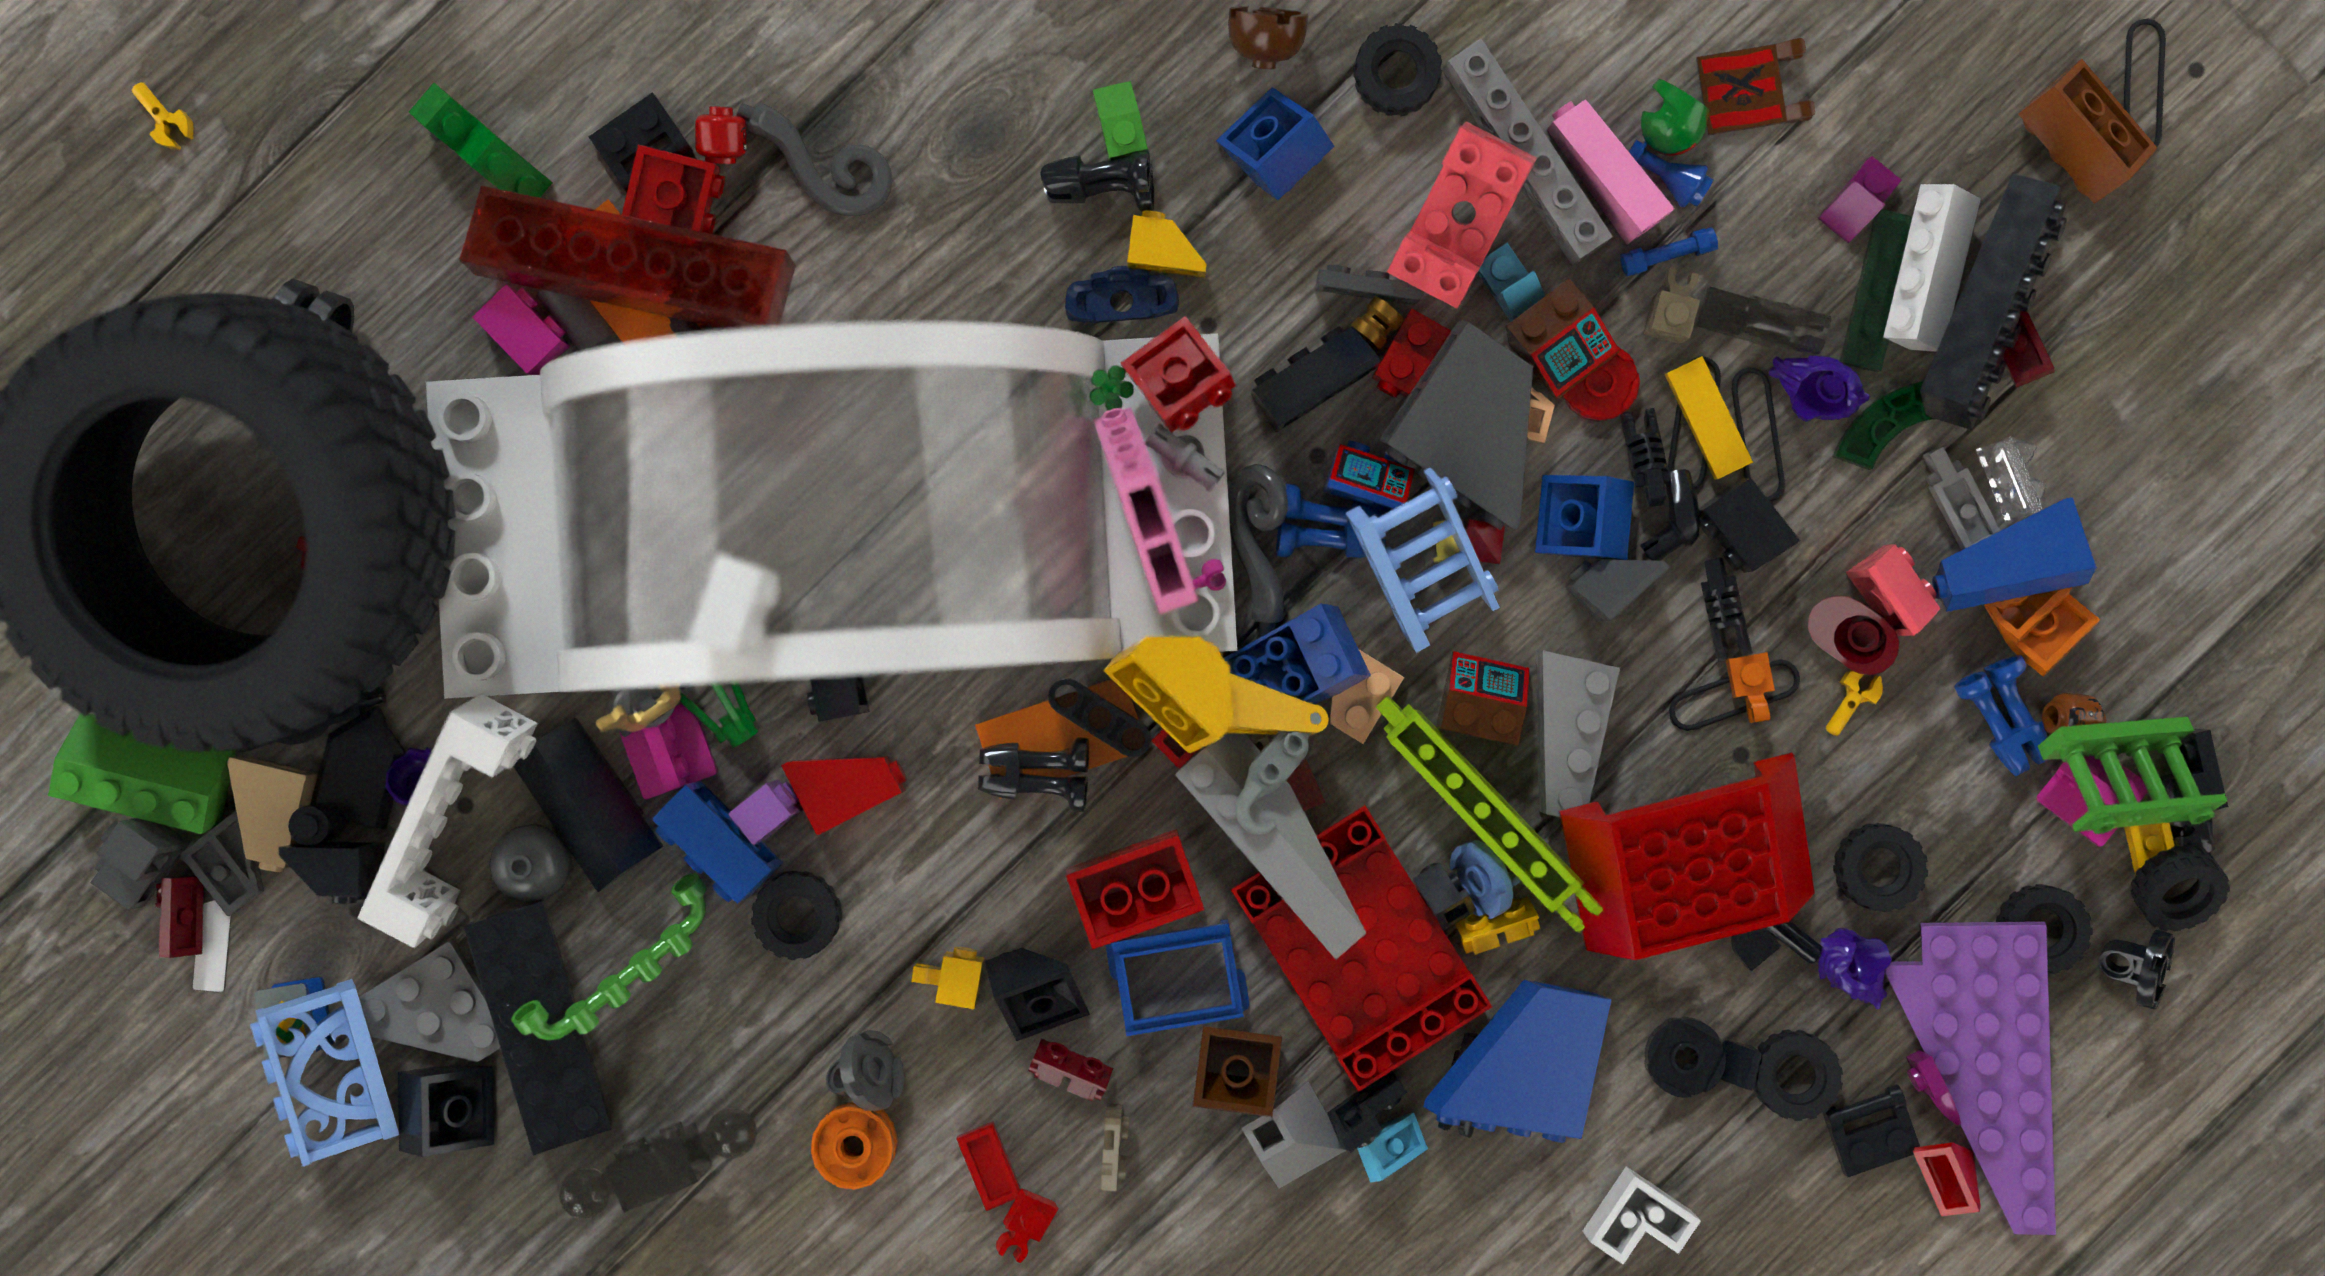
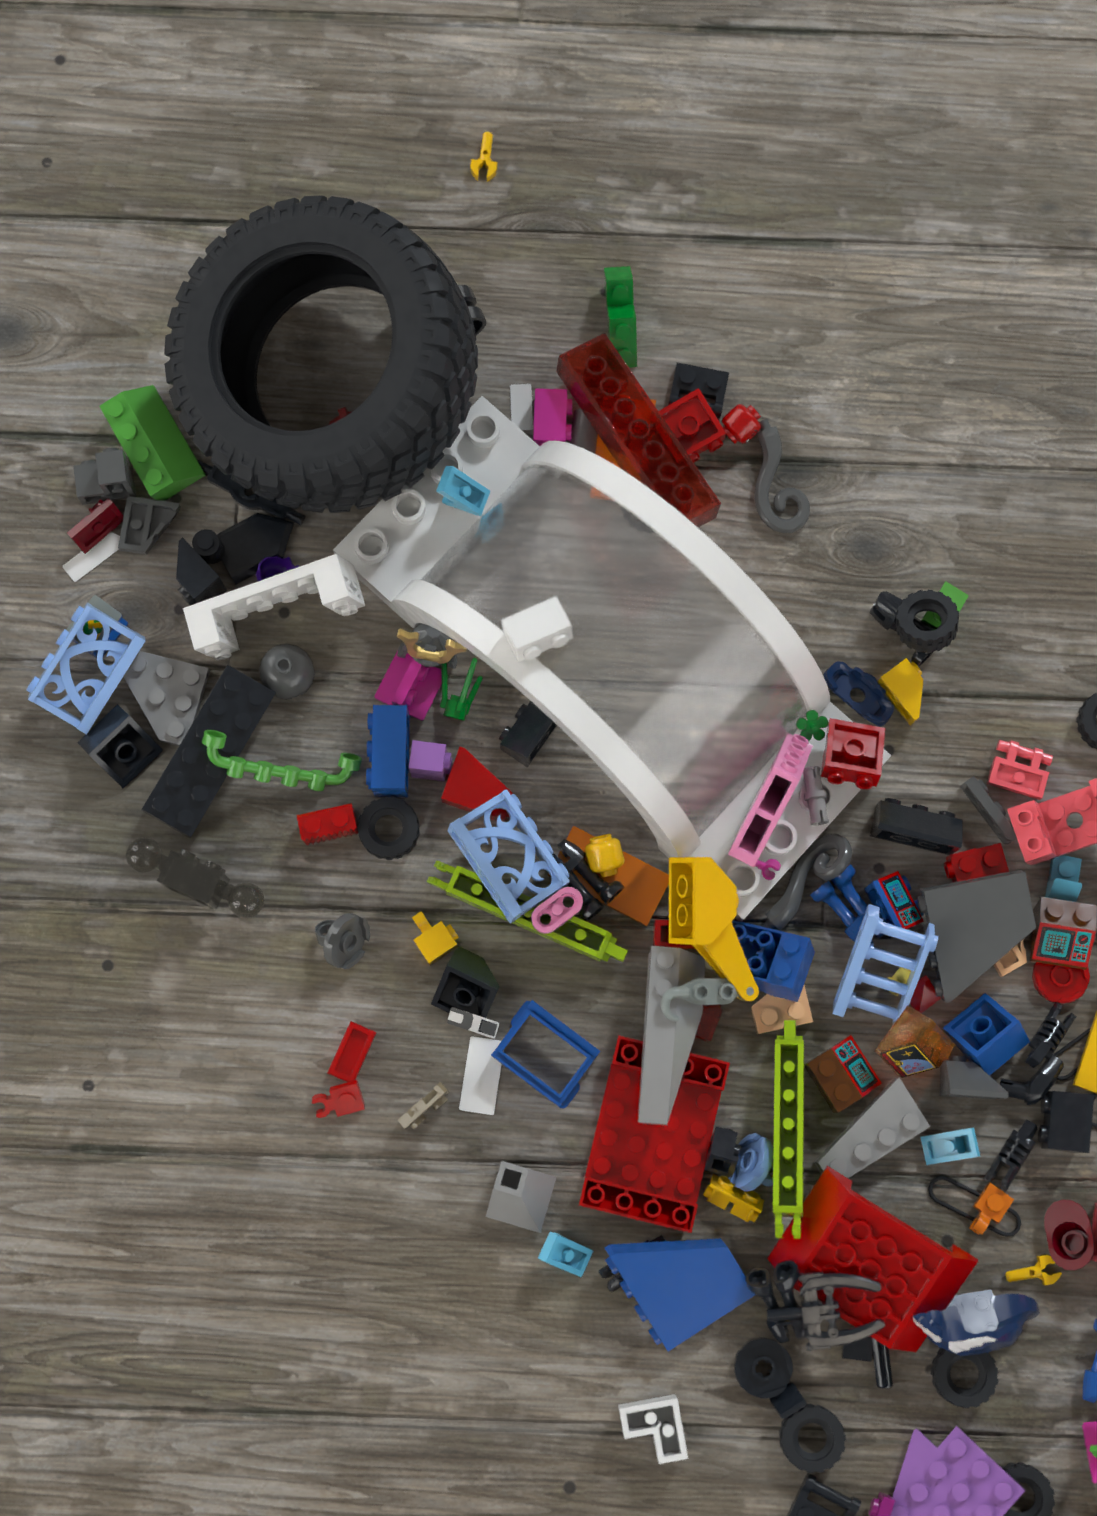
camera: 40 degrees right, 10 degrees down
(264, 802) = (193, 512): tan slope -> none
(478, 346) = (521, 406): none -> white sticker
(510, 509) = (462, 491): none -> medium azure slope
(587, 804) = (344, 670): black slope -> none
(732, 974) = (327, 824): none -> red brick
(847, 1168) = (285, 958): orange wheel -> none
(892, 853) = (507, 894): none -> light blue fence
(1021, 859) = (573, 934): none -> lime hinge
(1035, 725) = (604, 855): none -> yellow head
(1046, 833) = (556, 910): none -> bright pink plate
(1076, 1017) = (473, 1022): none -> sticker
(1080, 713) = (644, 870): black beam -> none
(1087, 1074) = (439, 1033): dark red hinge -> none
(1096, 137) = (927, 640): none -> black tyre
(1134, 889) = (570, 986): red slope -> none
(1137, 1060) = (480, 1077): none -> white sticker
(1237, 1071) = (529, 1130): reddish brown slope -> none
(1266, 34) = (1059, 638): reddish brown cylinder -> none
(1276, 143) = (1012, 695): blue slope -> none
(1356, 1116) = (565, 1220): black plate -> none
(1364, 222) = (1017, 776): none -> coral plate
(1377, 323) = (977, 832): pearl gold wheel -> none
(1525, 602) = (914, 1044): none -> clear orange slope
(1626, 962) = (785, 1277): none -> black piece
(1656, 664) = (950, 1146): none -> medium azure slope
(1684, 962) = (815, 1311): none -> black bar
(1848, 809) = (978, 1322): none -> dark blue animal
(1855, 965) = (900, 1411): dark purple hair -> none

